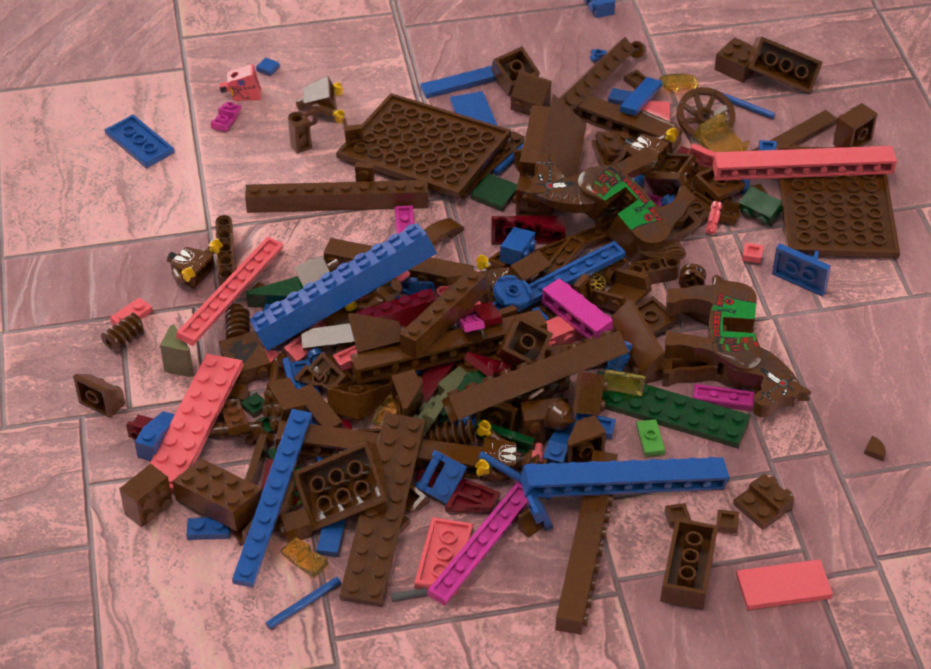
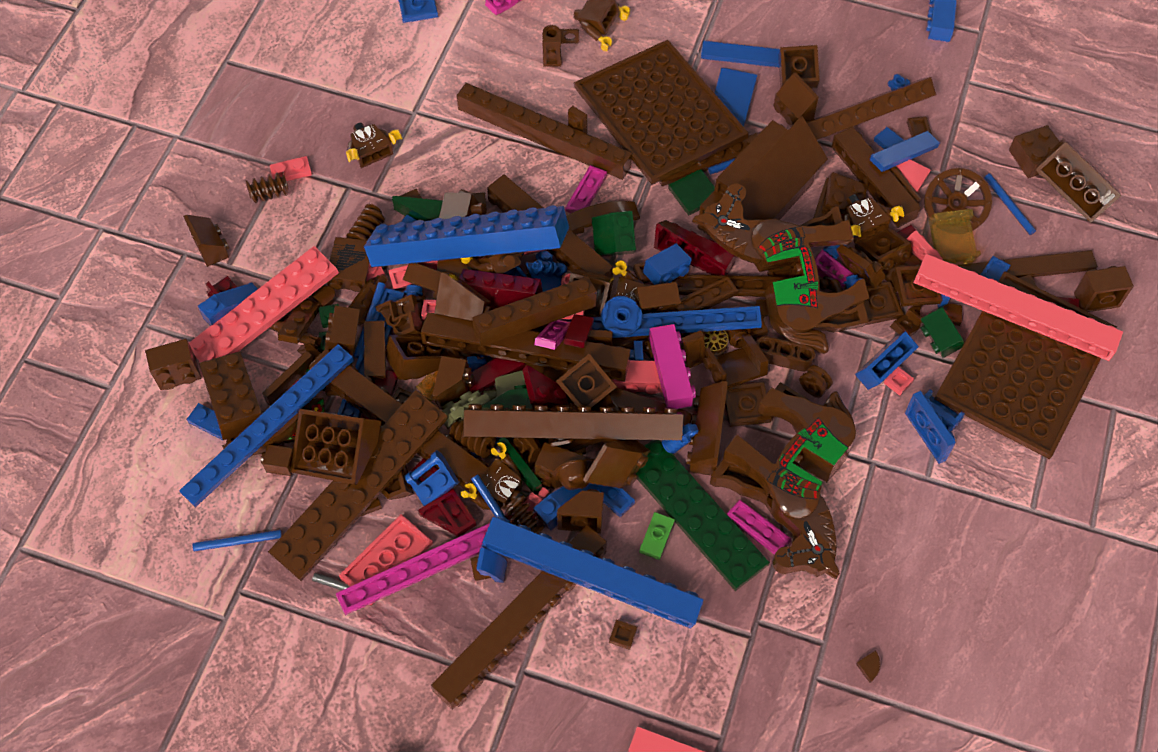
camera: 30 degrees right, 15 degrees up
(176, 354) = (292, 229): olive slope -> none
(226, 255) = (405, 149): reddish brown beam -> none
(229, 291) = (375, 190): coral plate -> none
(303, 557) = (268, 494): clear yellow slope -> none
(331, 539) = (301, 489): blue tile -> none
(352, 133) = (599, 70): reddish brown panel -> none
(457, 242) = (614, 234): none -> dark green slope
(625, 382) = (667, 464): clear yellow slope -> none
(640, 49) = (943, 94): reddish brown tile -> none
(675, 81) = (956, 147): clear yellow slope -> none
(689, 563) = (593, 696): reddish brown brick -> none
(713, 218) = (886, 322): coral axle -> none
(727, 521) = (665, 668): reddish brown plate -> none
(735, 241) = (886, 360): none -> blue brick
(764, 501) = (717, 665): reddish brown plate -> none

